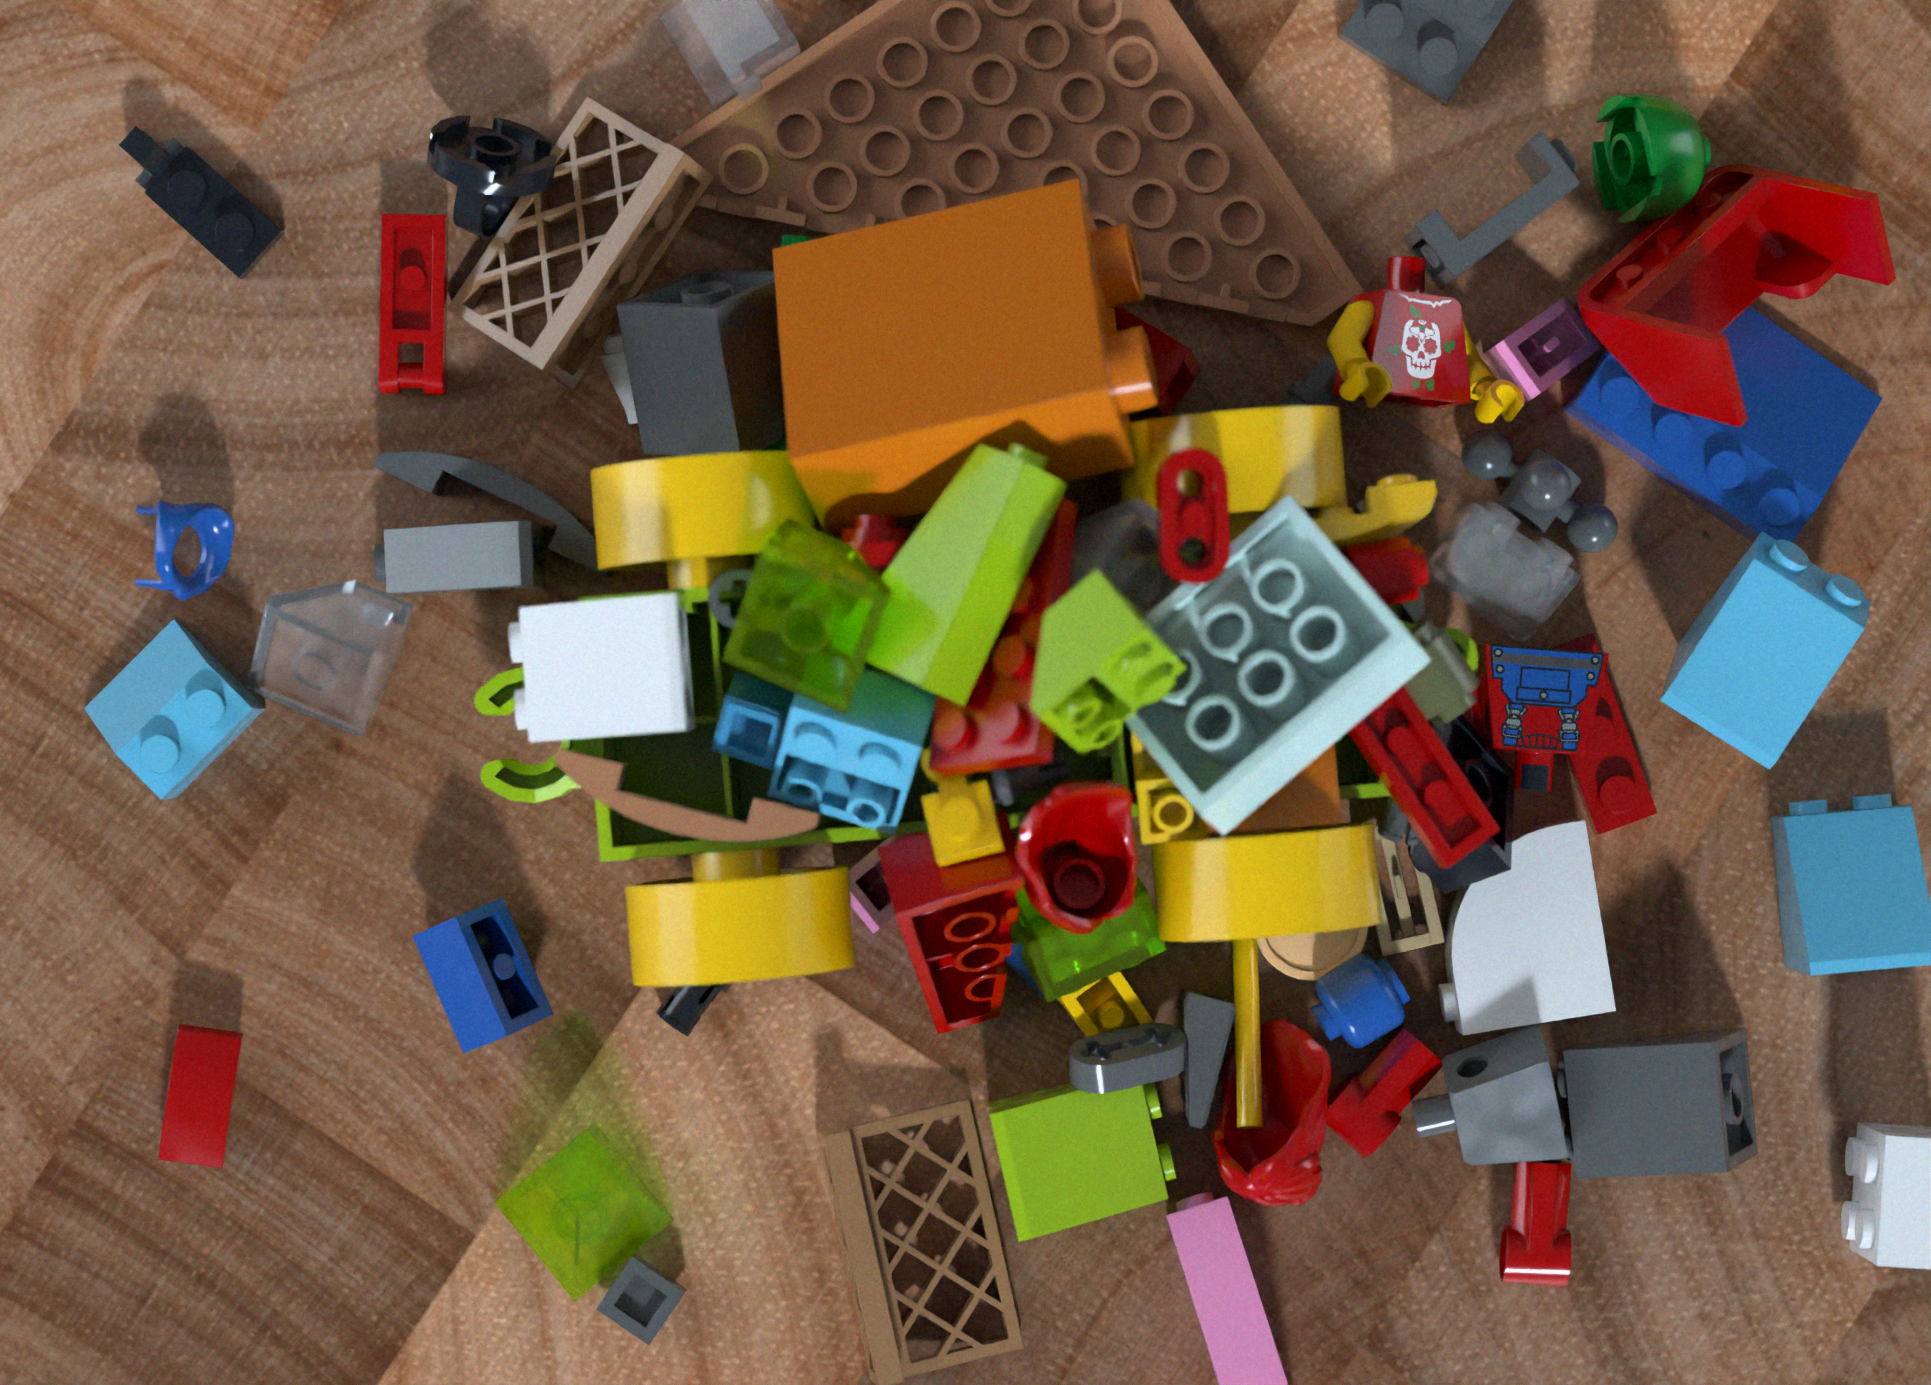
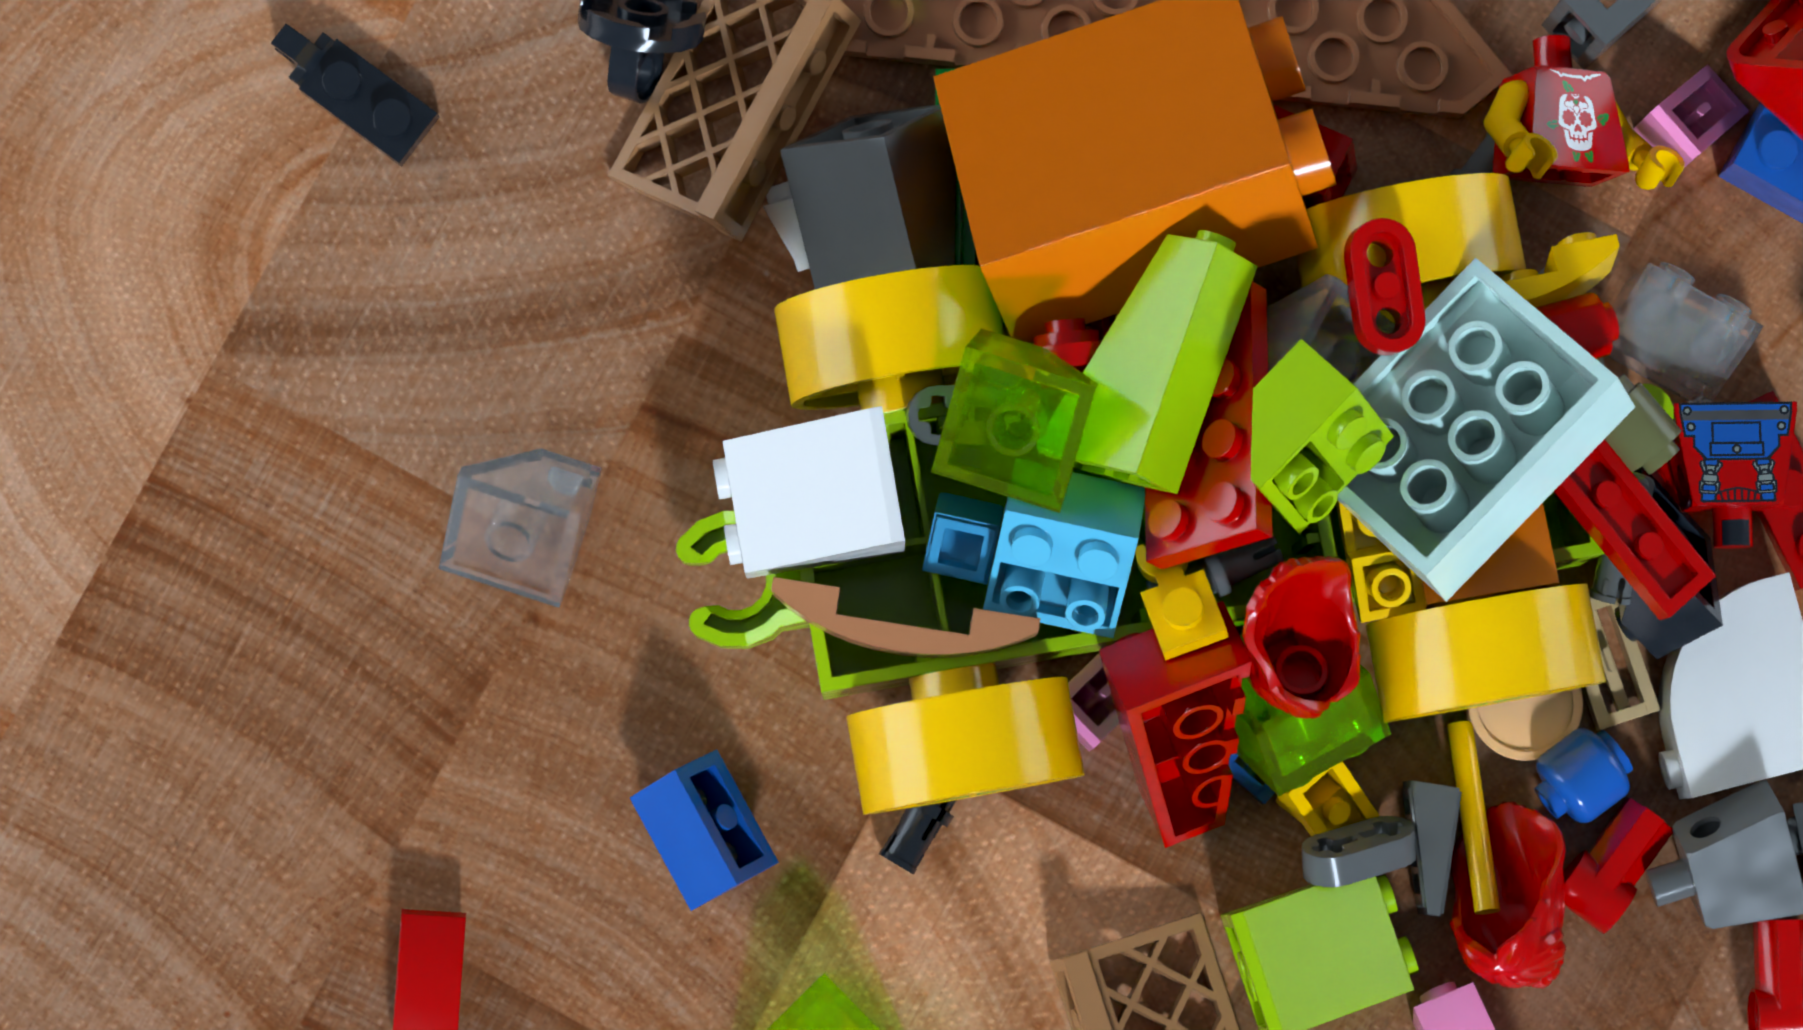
camera: 10 degrees left, 5 degrees down
(172, 711) = (368, 596): medium azure slope -> none
(216, 539) = (397, 417): blue piece -> none
(413, 301) = (574, 170): red plate -> none
(432, 471) = (605, 333): dark grey slope -> none
(462, 558) = (646, 416): slope -> none
(1539, 490) = (1706, 253): dark grey piece -> none

